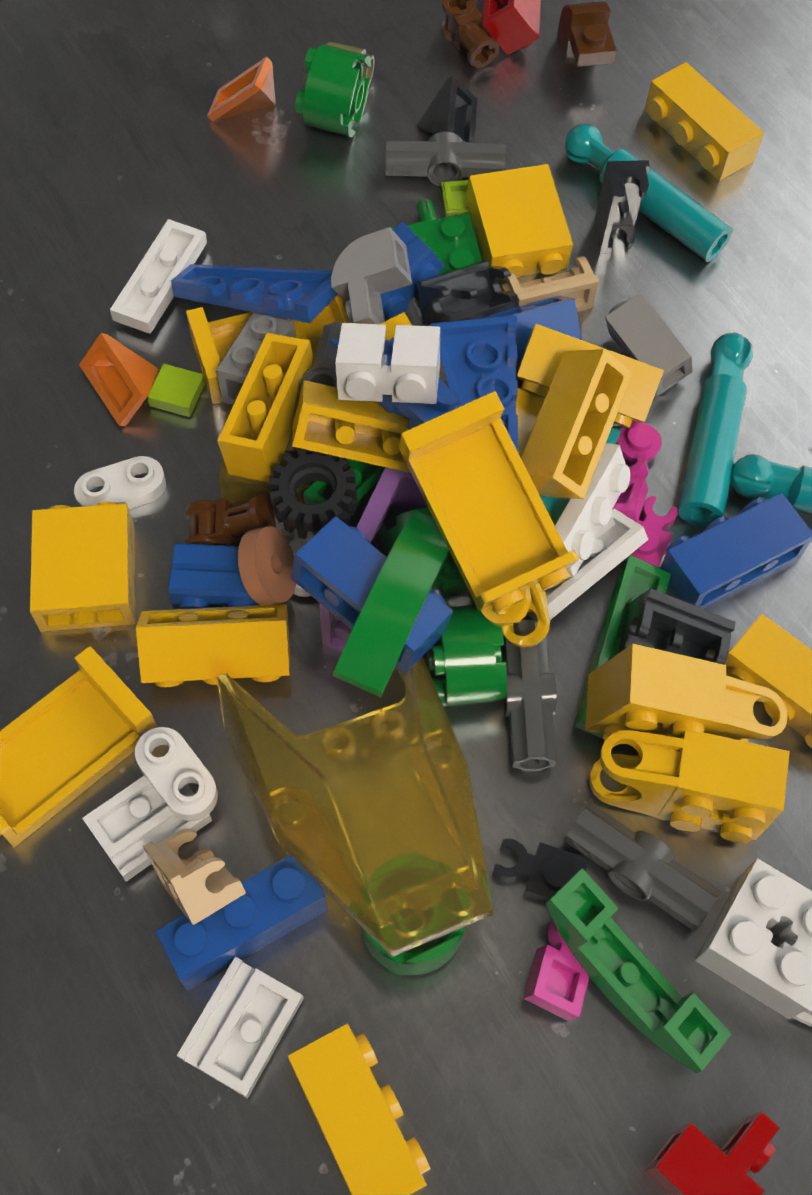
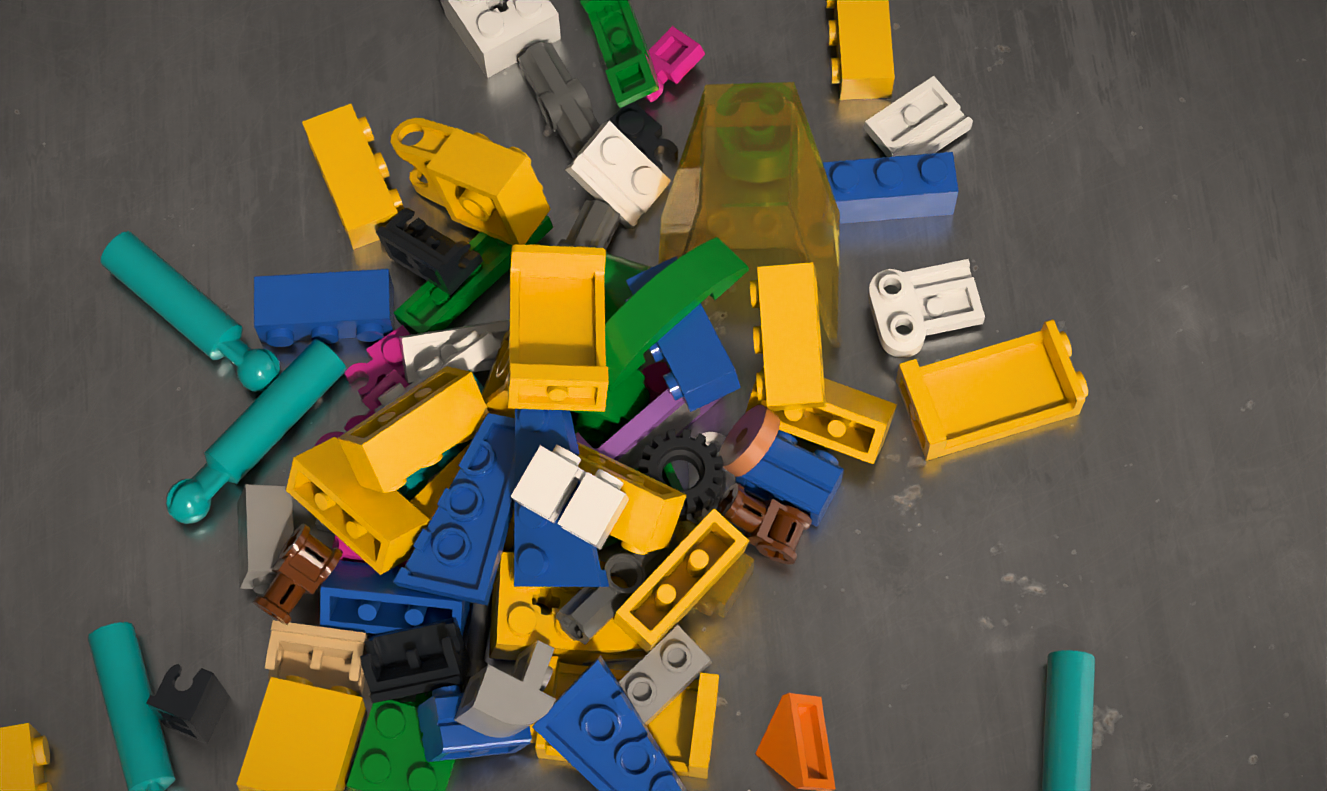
camera: 150 degrees left, 5 degrees up
(83, 567) = (907, 543): yellow brick -> none
(120, 483) = (844, 627): white plate -> none
(176, 390) = (748, 710): lime tile -> none
(196, 883) = (913, 221): tan hinge -> none
(263, 644) = (788, 337): none -> yellow brick
(539, 802) = (618, 174): none -> white plate
(599, 306) = (297, 573): none -> reddish brown connector
(696, 781) = (467, 100): yellow brick -> none

